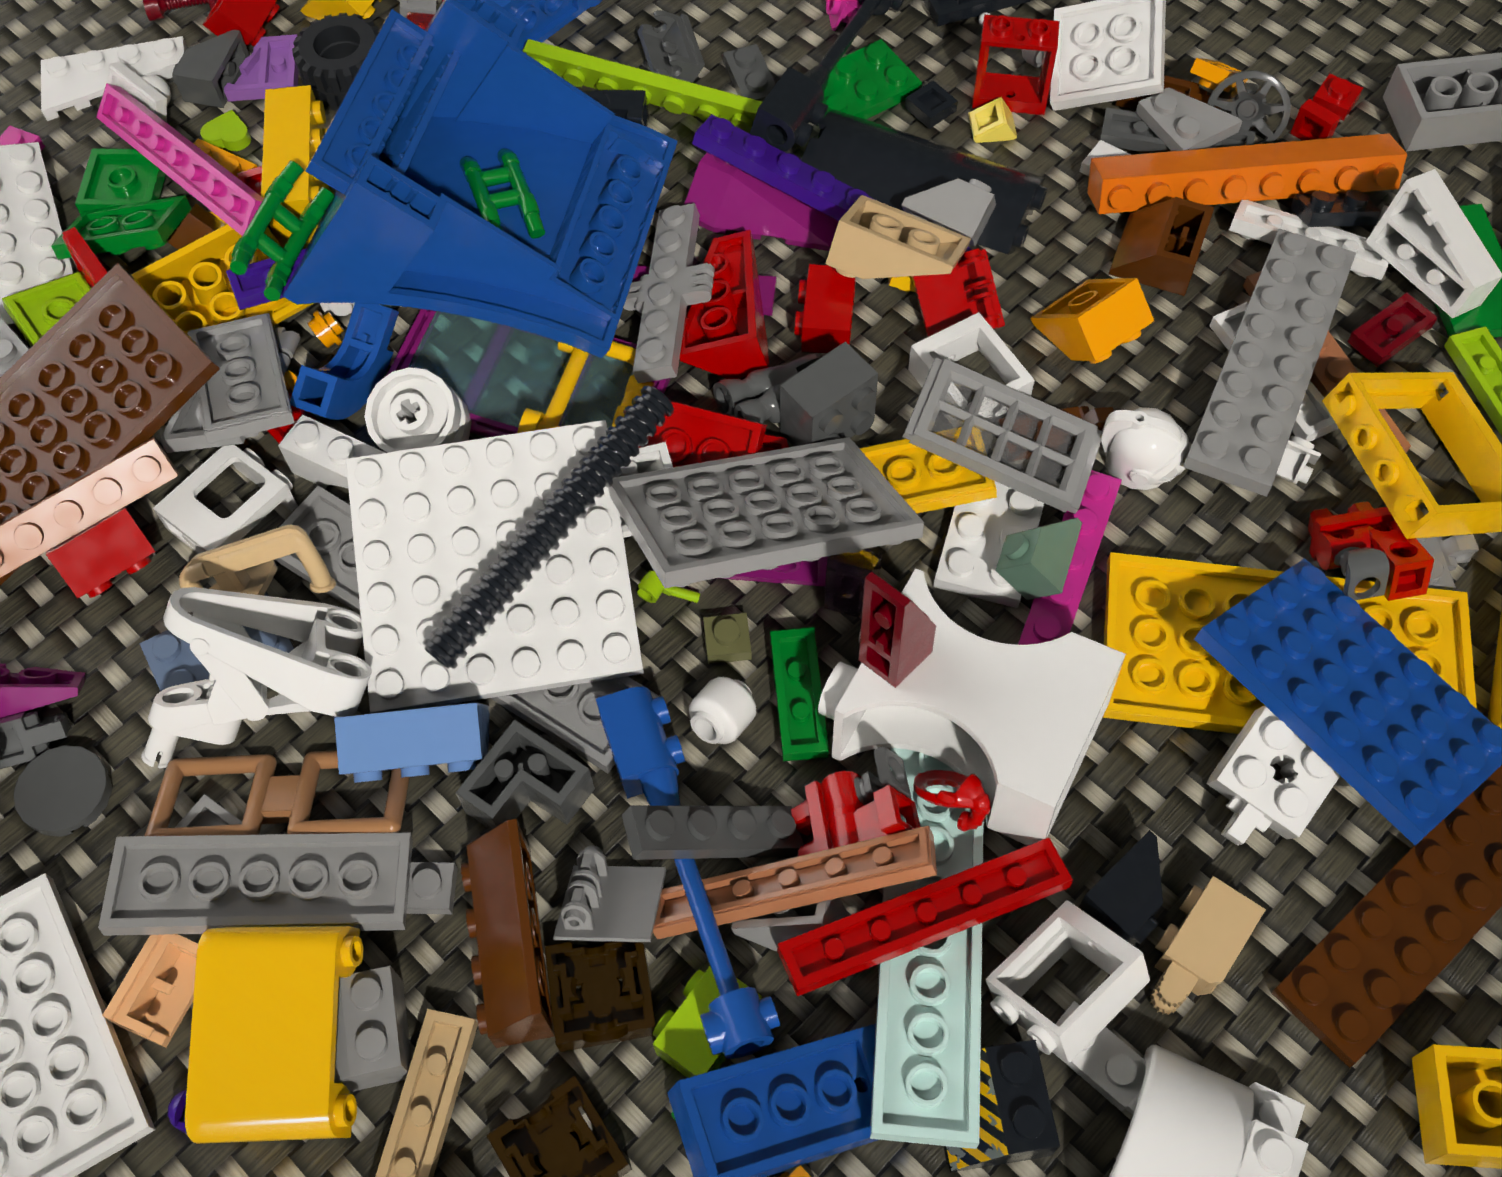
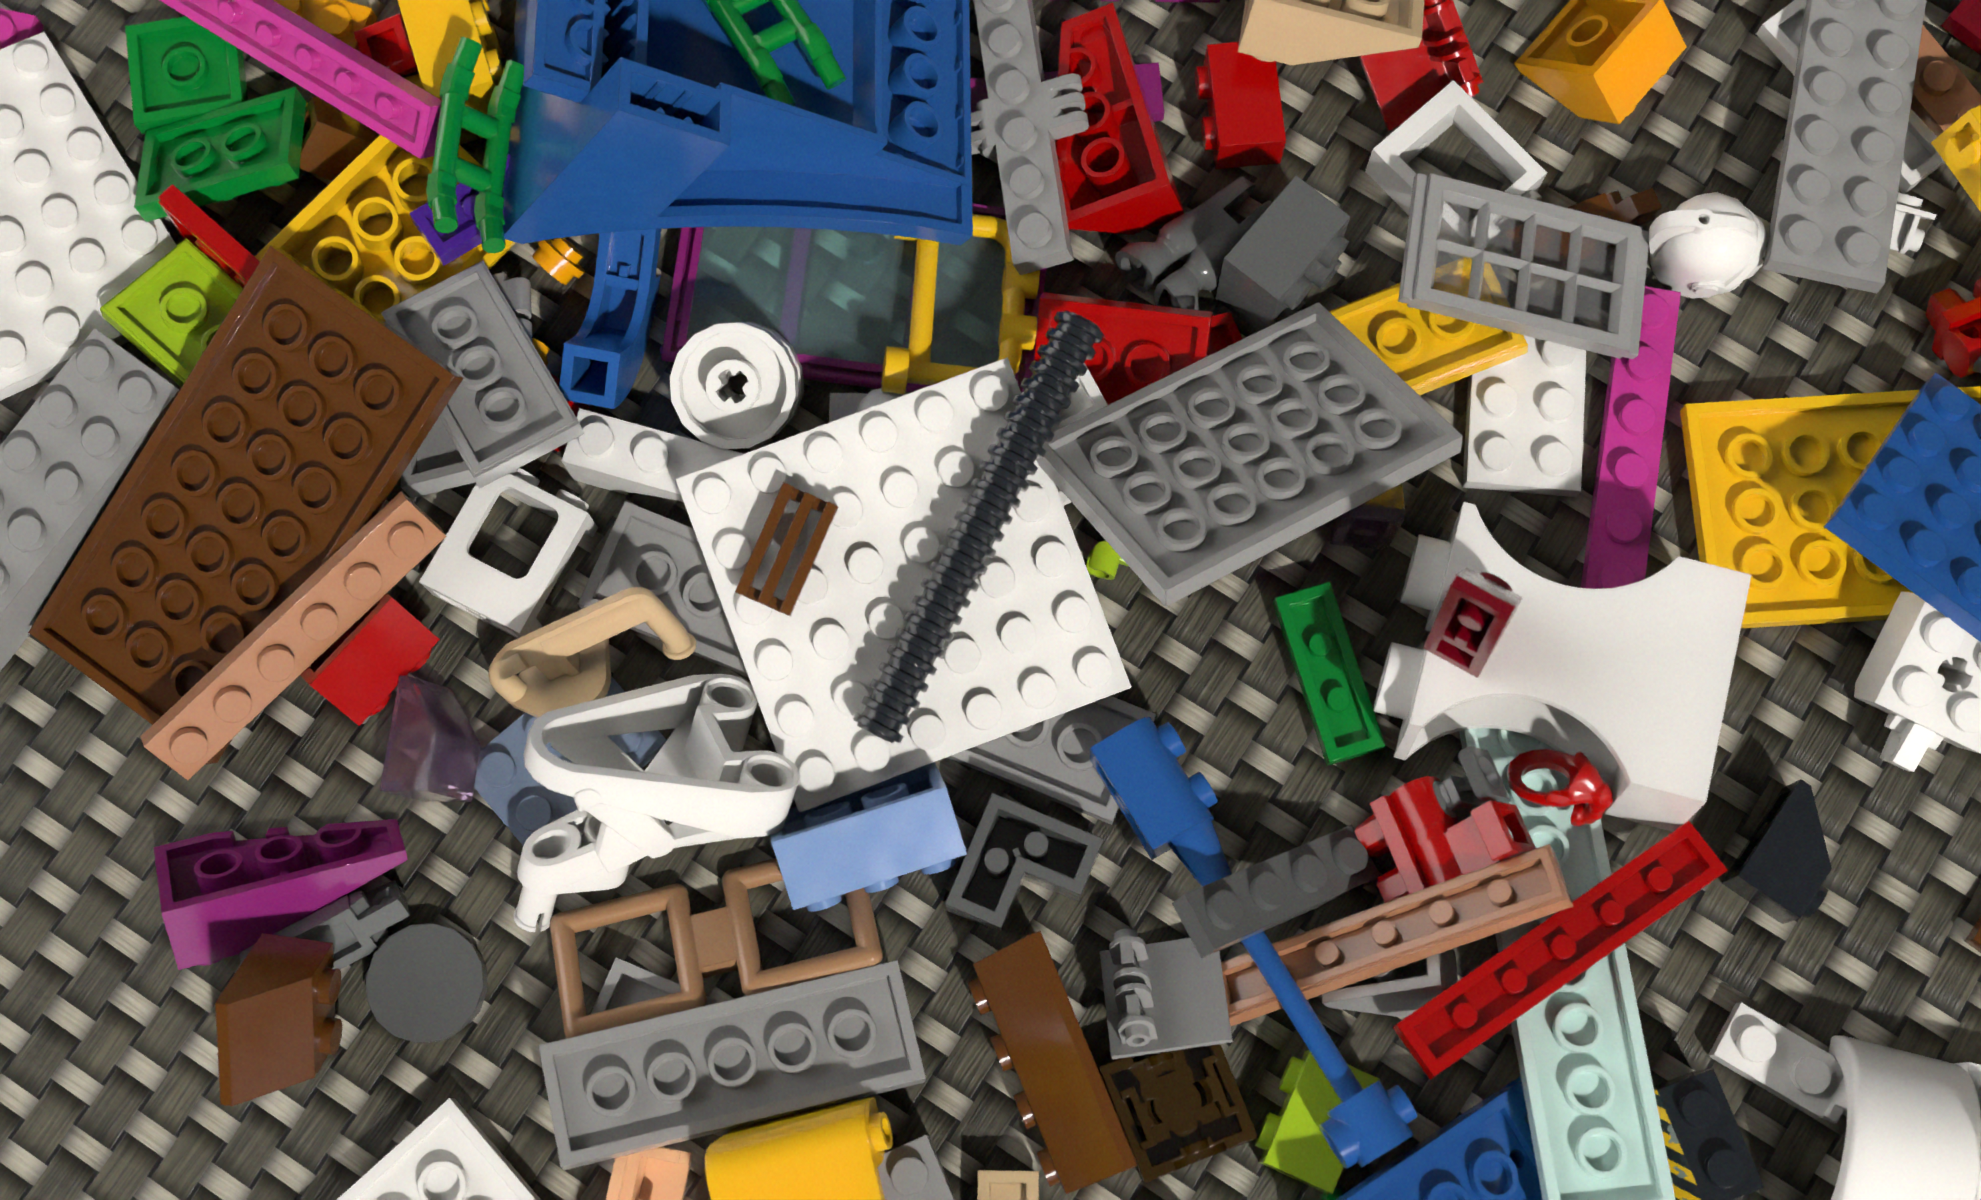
camera: 10 degrees left, 15 degrees up
(121, 622) = (430, 745): none -> slope
(395, 507) = (807, 502): none -> reddish brown tile
(432, 888) = (936, 1014): light grey plate -> none
(722, 710) = (1239, 717): white head -> none
(727, 638) = (1218, 613): olive plate -> none
(1039, 558) = (1601, 430): sand green slope -> none
(1039, 952) = (1760, 932): white window -> none
(1204, 945) = (1882, 903): tan hinge -> none

